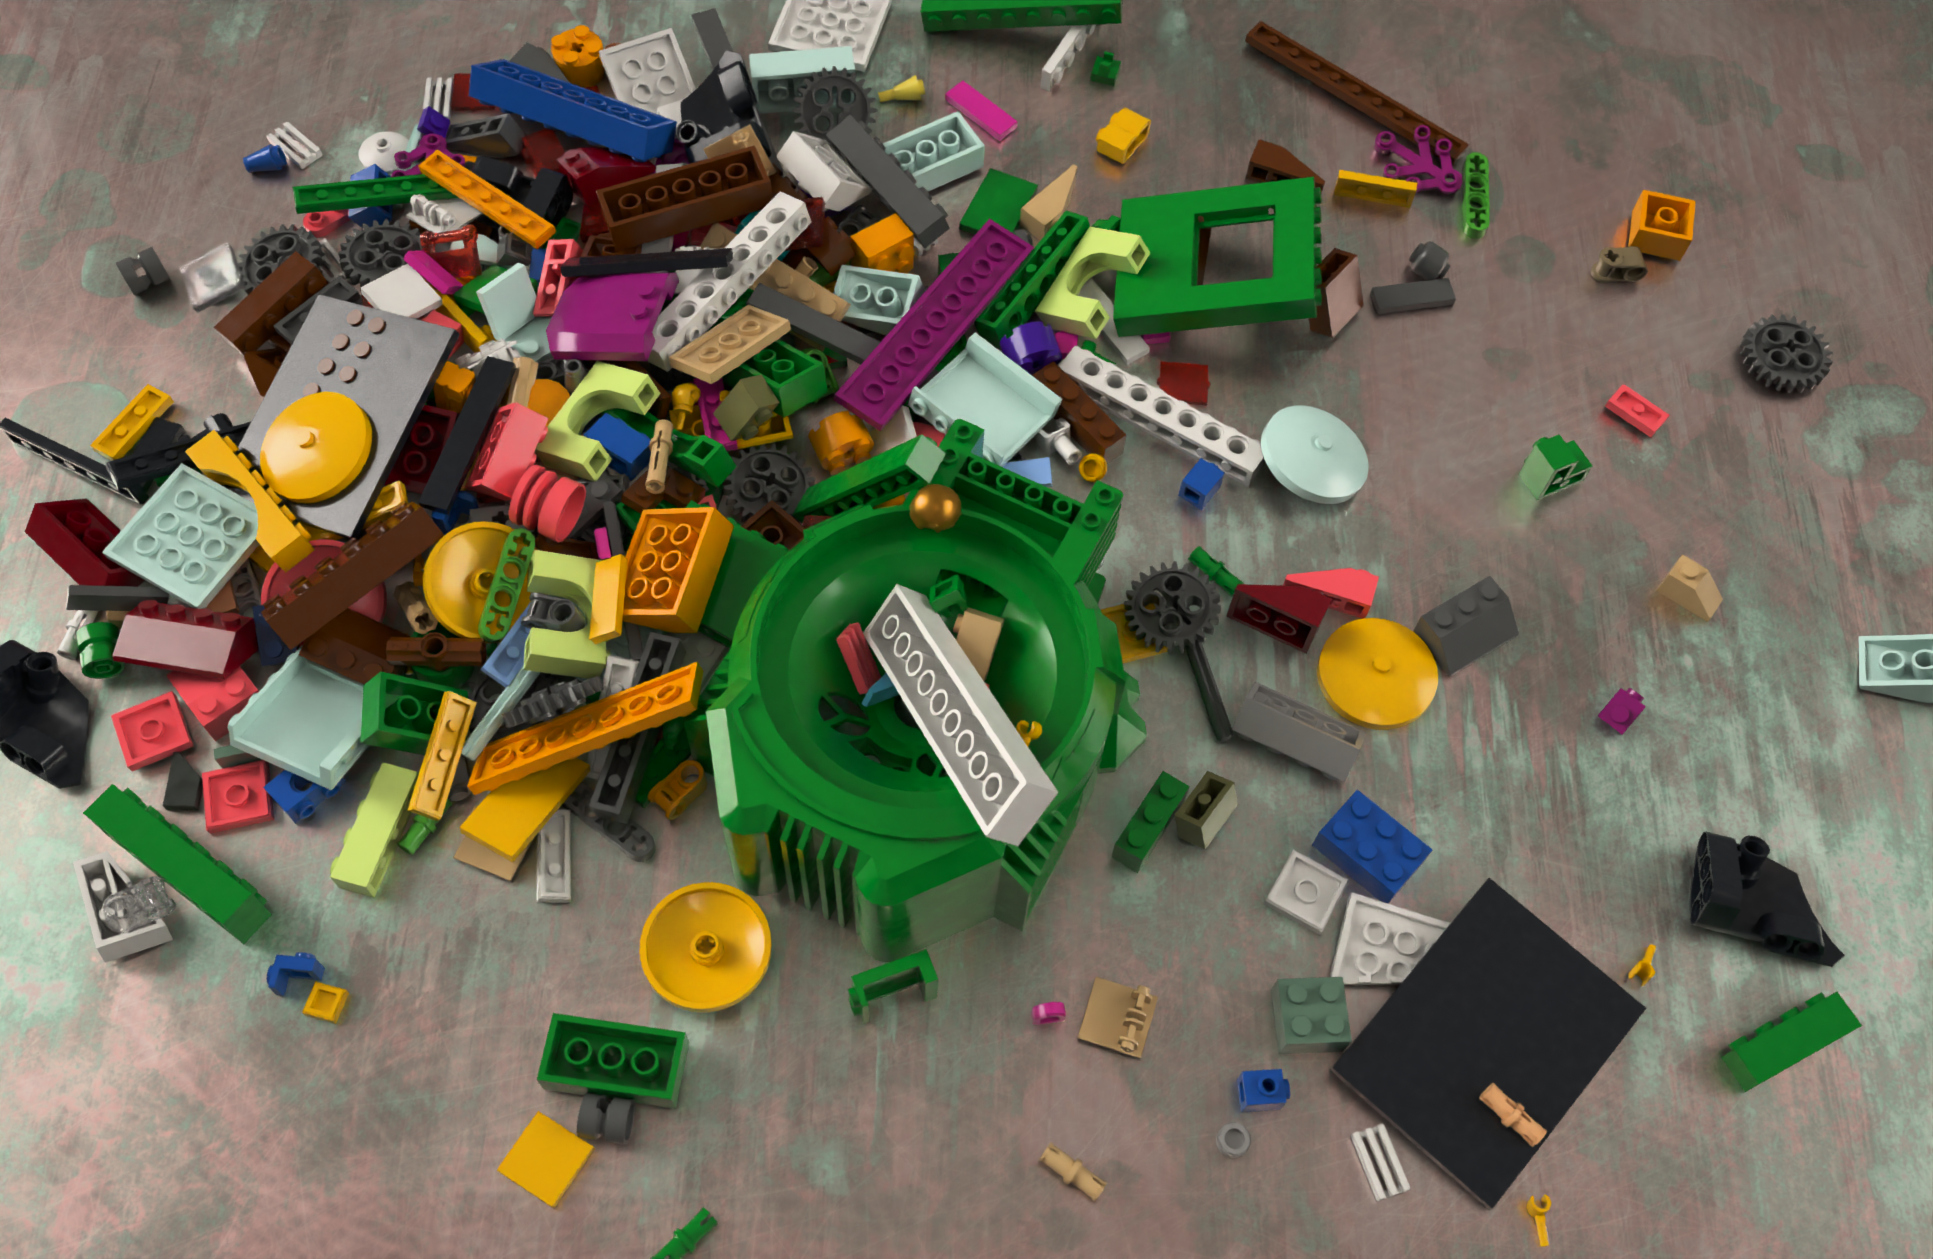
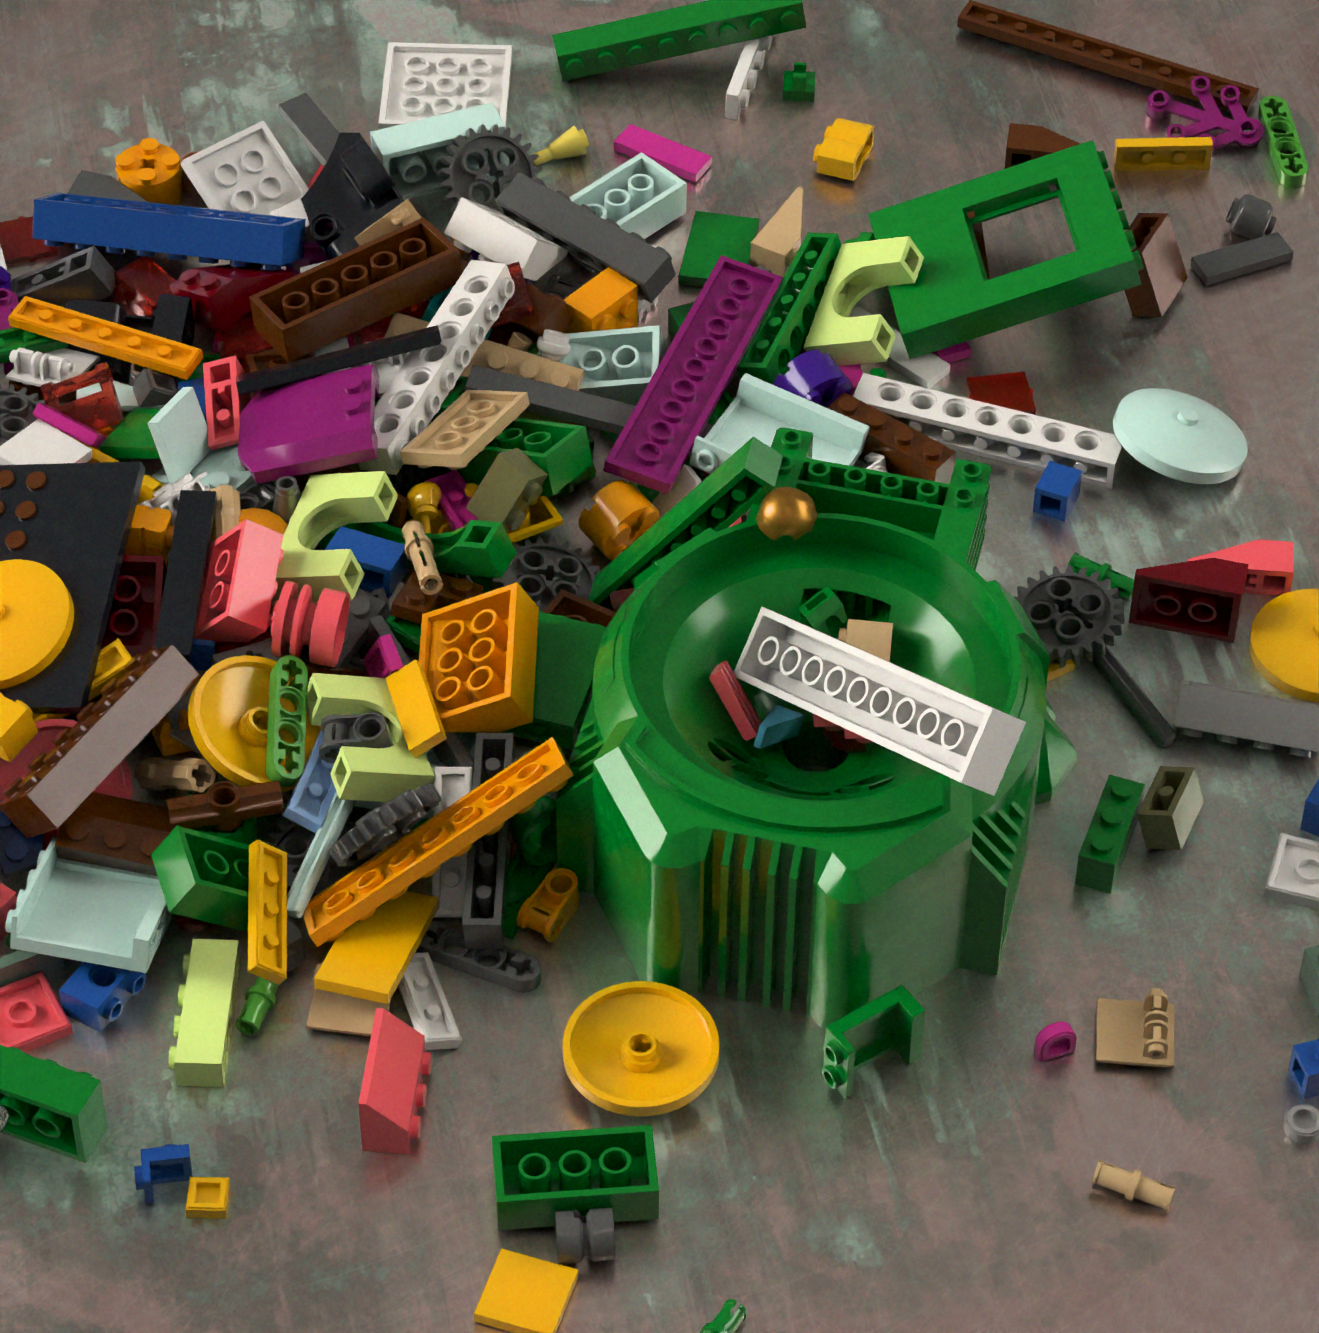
camera: 10 degrees left, 15 degrees down
(495, 936) = (393, 1085): none -> coral slope
(832, 275) = (554, 345): none -> white plate

